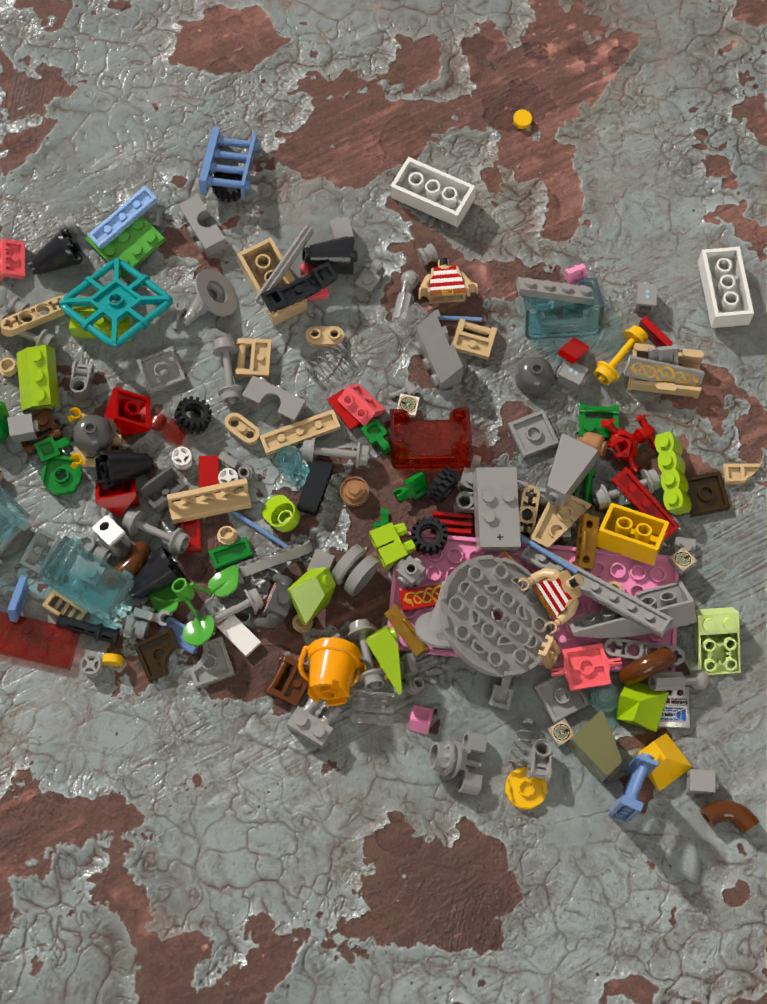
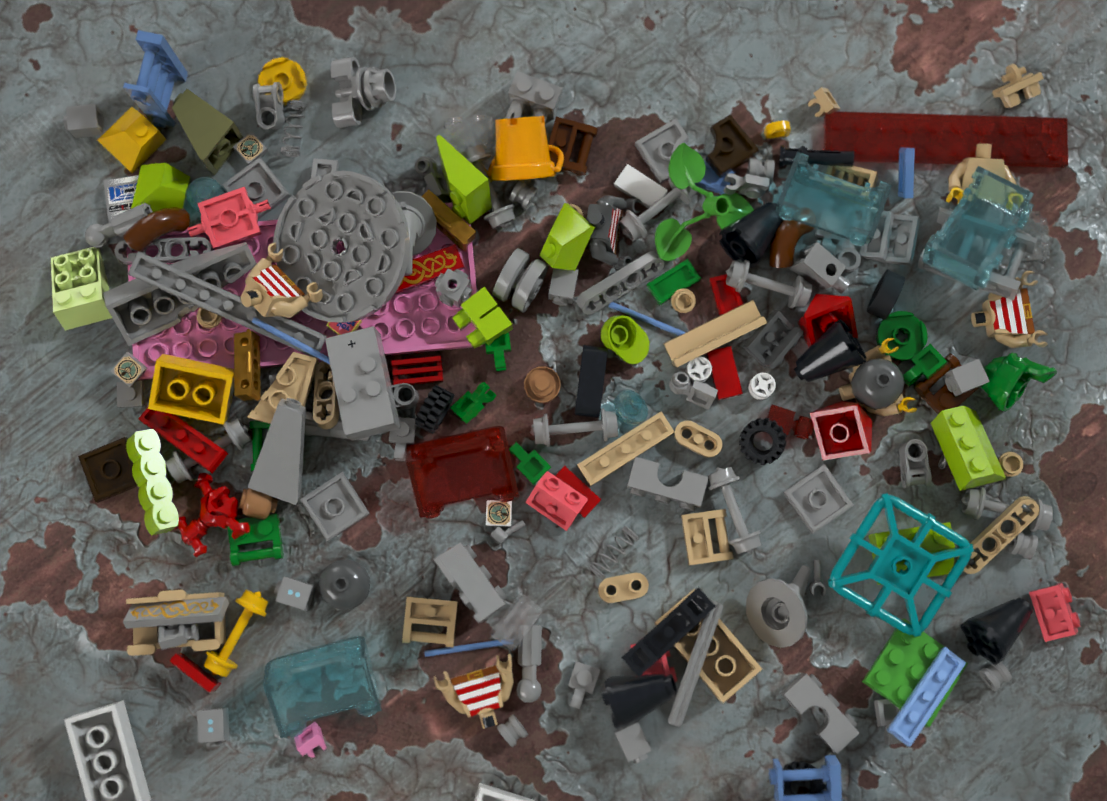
camera: 170 degrees right, 10 degrees up
(65, 504) = (886, 294): none -> black tyre
(65, 675) = (826, 102): none -> tan tile
(89, 662) = (802, 113): light grey wheel -> none
(420, 719) = (412, 134): bright pink slope -> none
(429, 523) = (432, 327): black tyre -> none
(547, 655) = (272, 218): tan tile -> none
(554, 290) = (333, 704): light grey plate -> none
(573, 350) = (297, 625): red tile -> none
(731, 812) = (48, 95): reddish brown cylinder -> none
(739, 473) = (71, 505): tan tile -> none

